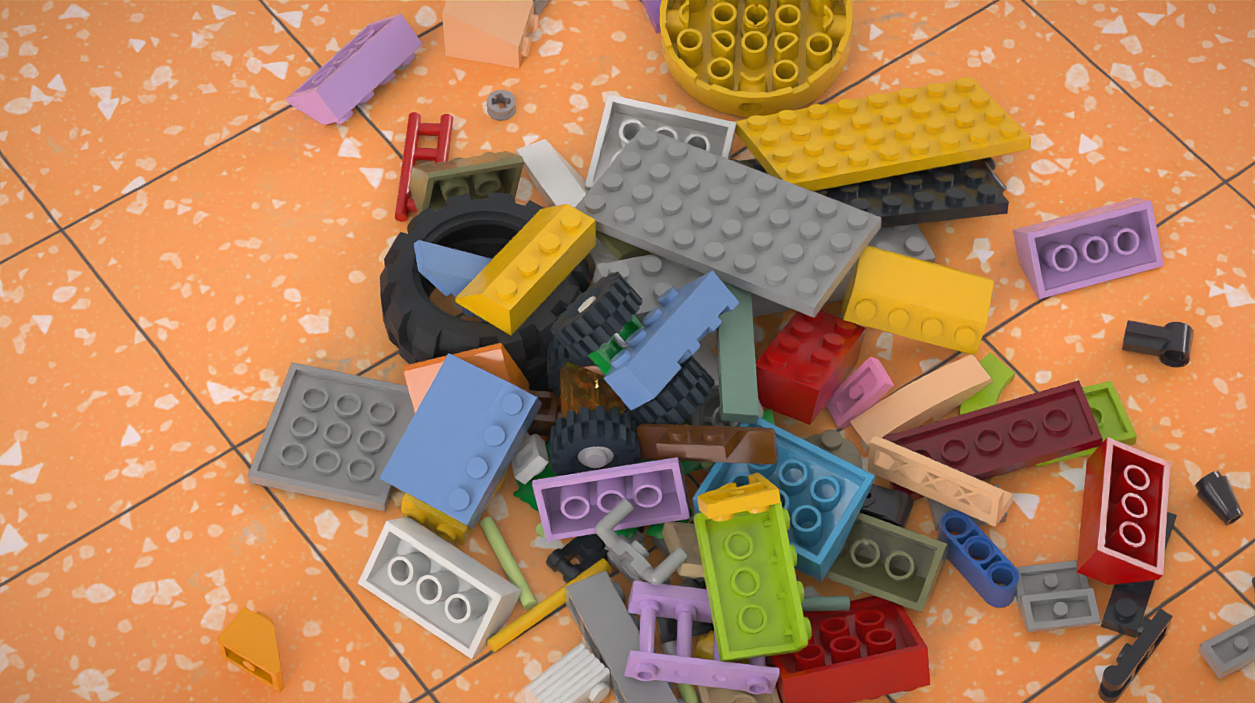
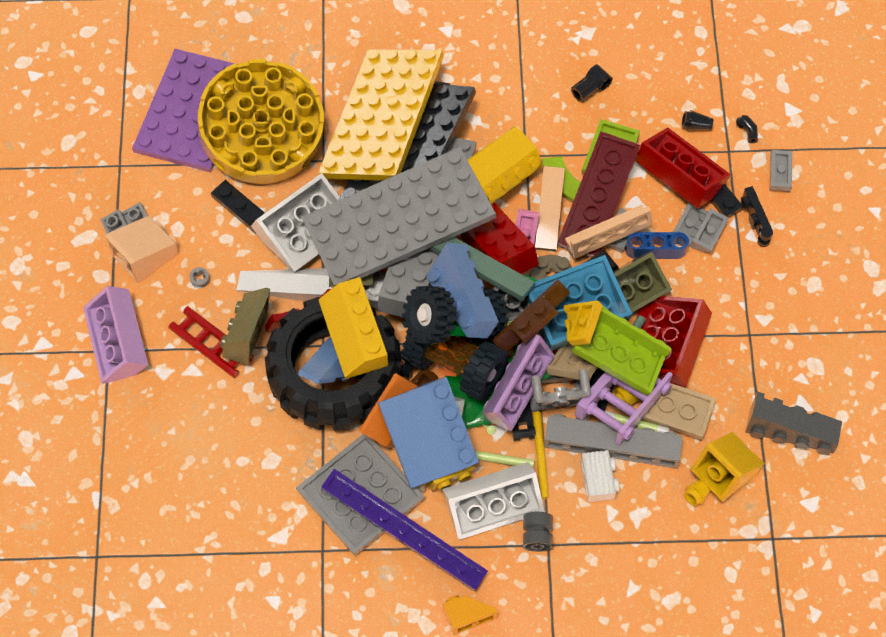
camera: 55 degrees left, 10 degrees up
(316, 509) = (404, 530): none -> dark purple plate
(427, 661) = (537, 530): none -> dark grey wheel
(635, 73) = (237, 204): none -> black plate
(1089, 247) = (513, 72): lavender slope -> none

